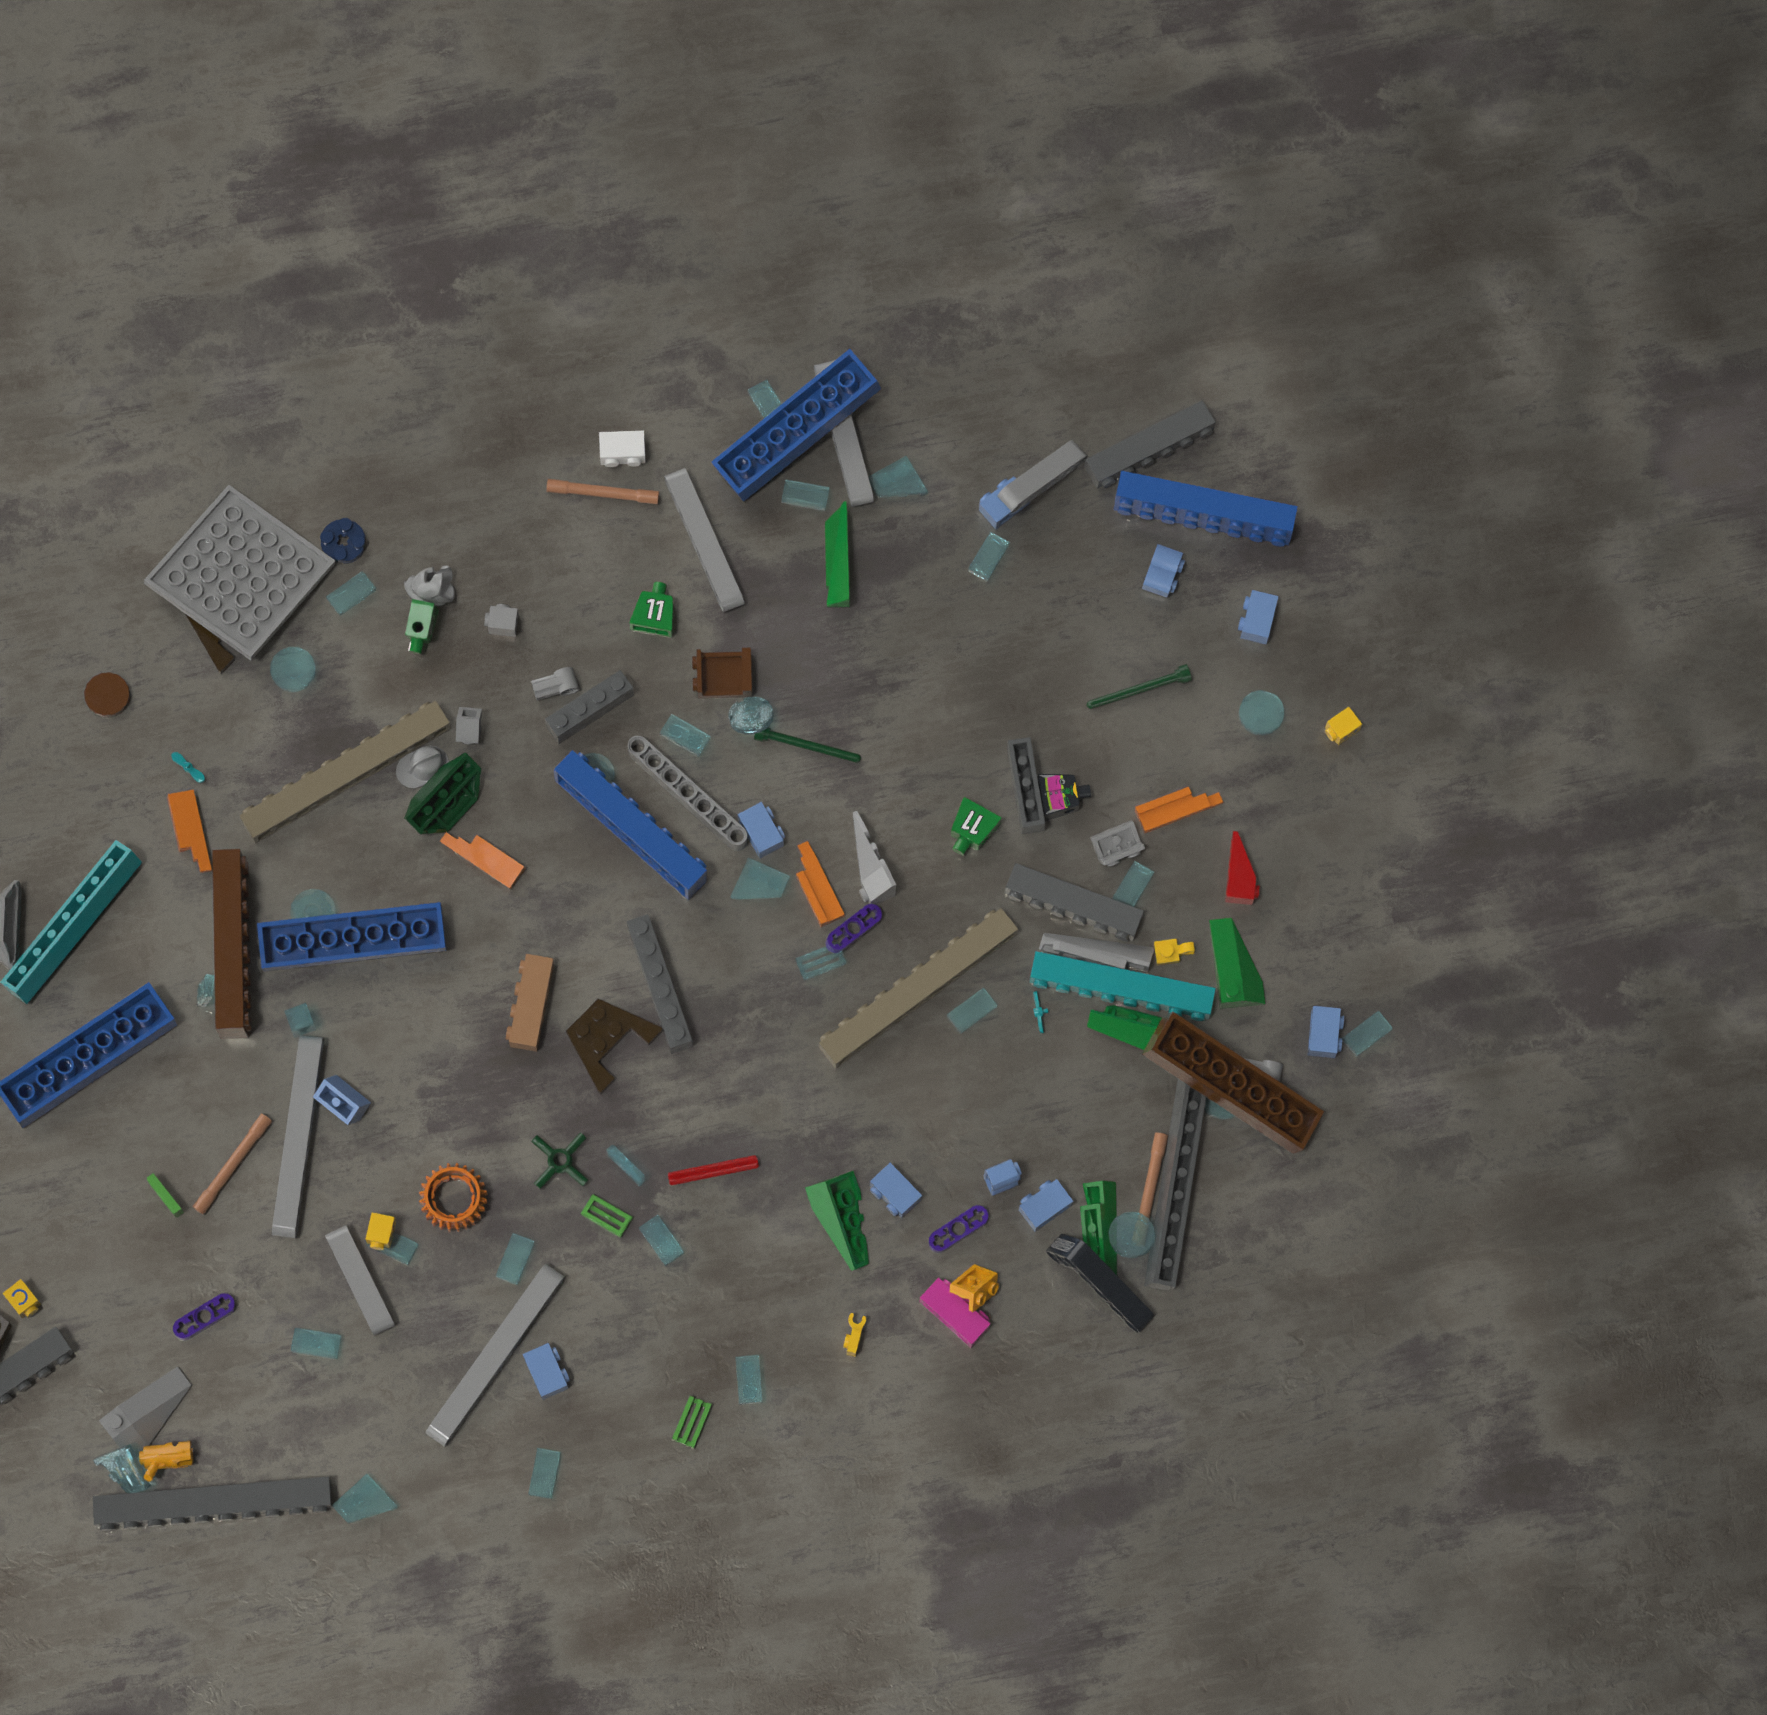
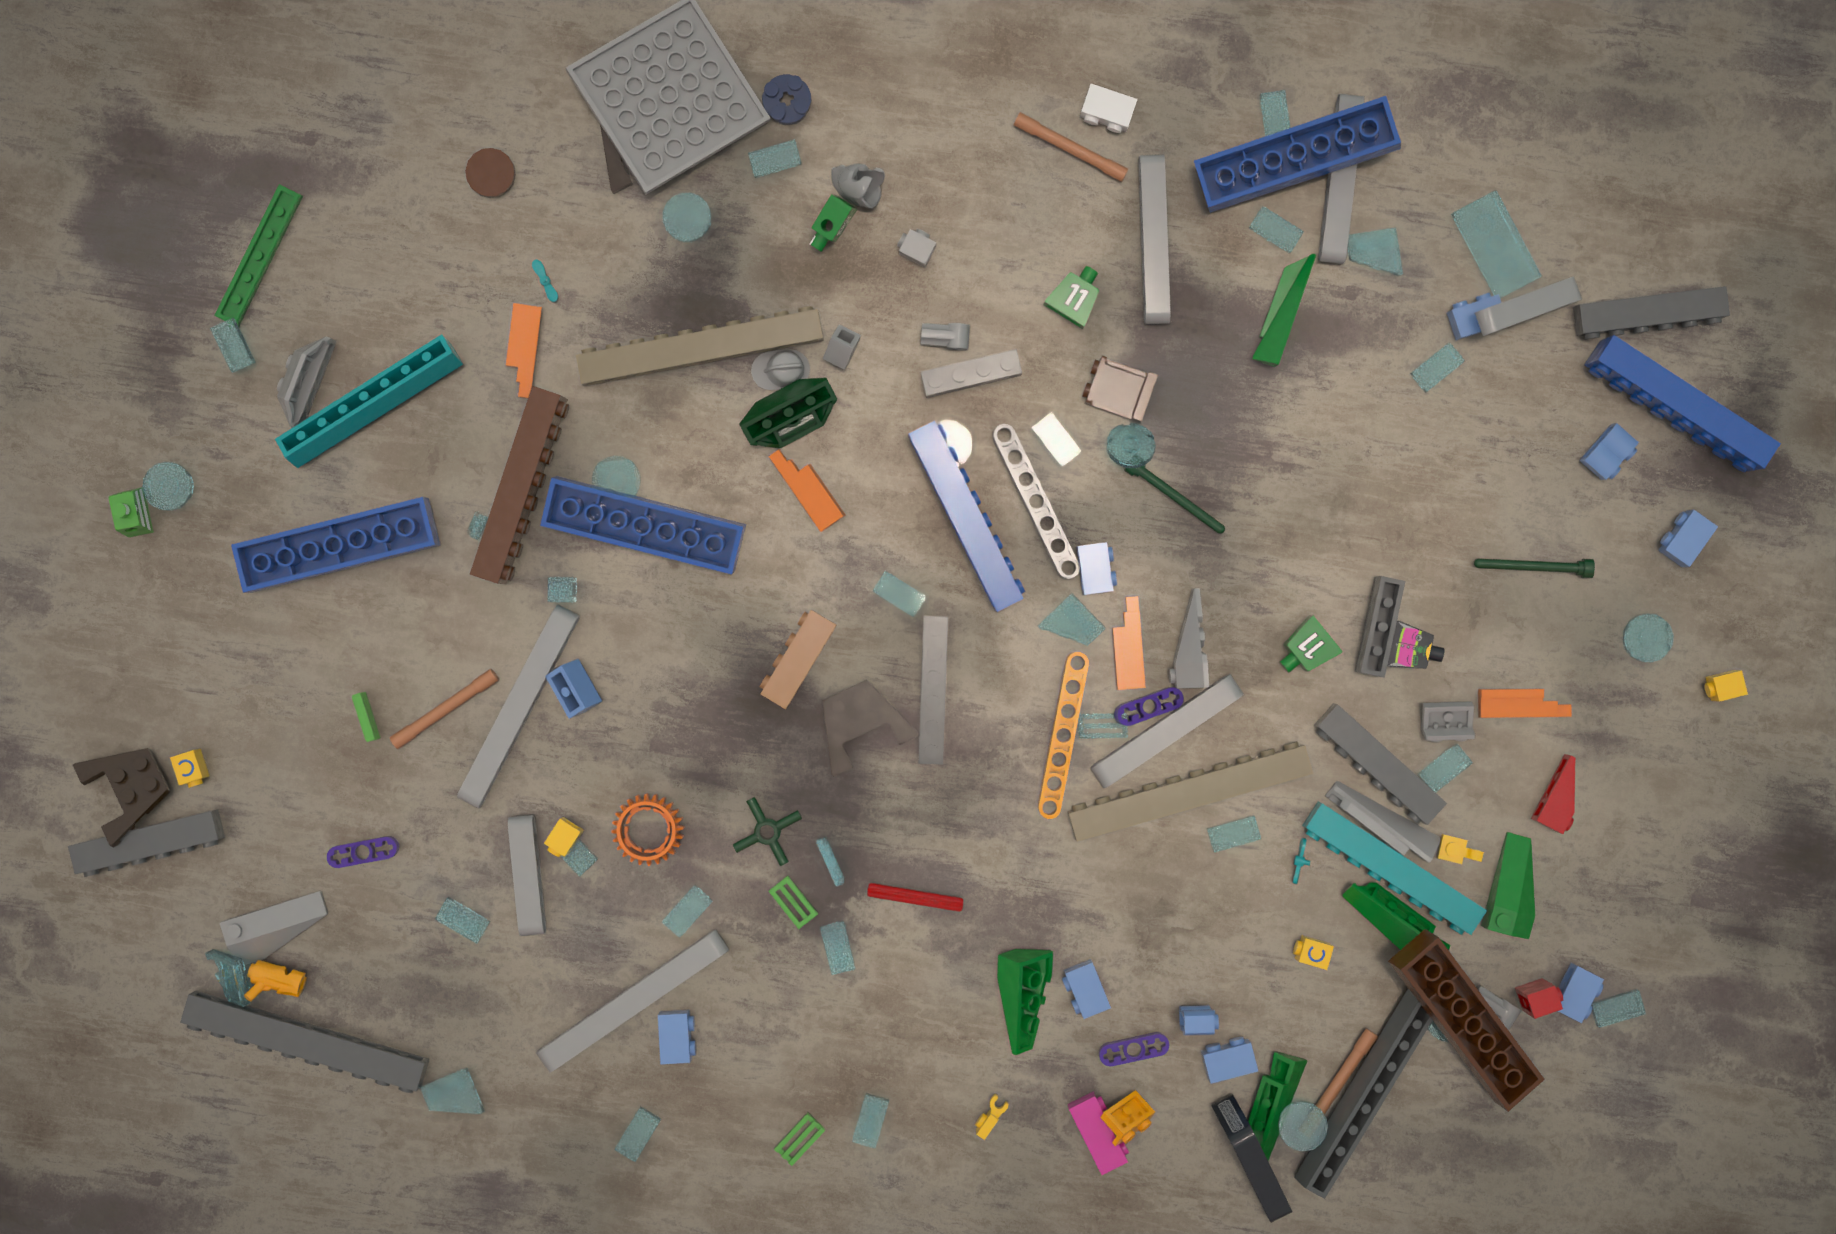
camera: 30 degrees right, 15 degrees up
(598, 915) = (899, 593): none -> clear light blue tile
(788, 969) = (1067, 746): none -> light orange beam
(877, 944) = (1166, 731): none -> light grey beam
(997, 438) = (1496, 244): none -> clear light blue tile
(1081, 1083) = (1313, 952): none -> yellow brick
(1291, 1045) = (1539, 998): none -> red brick

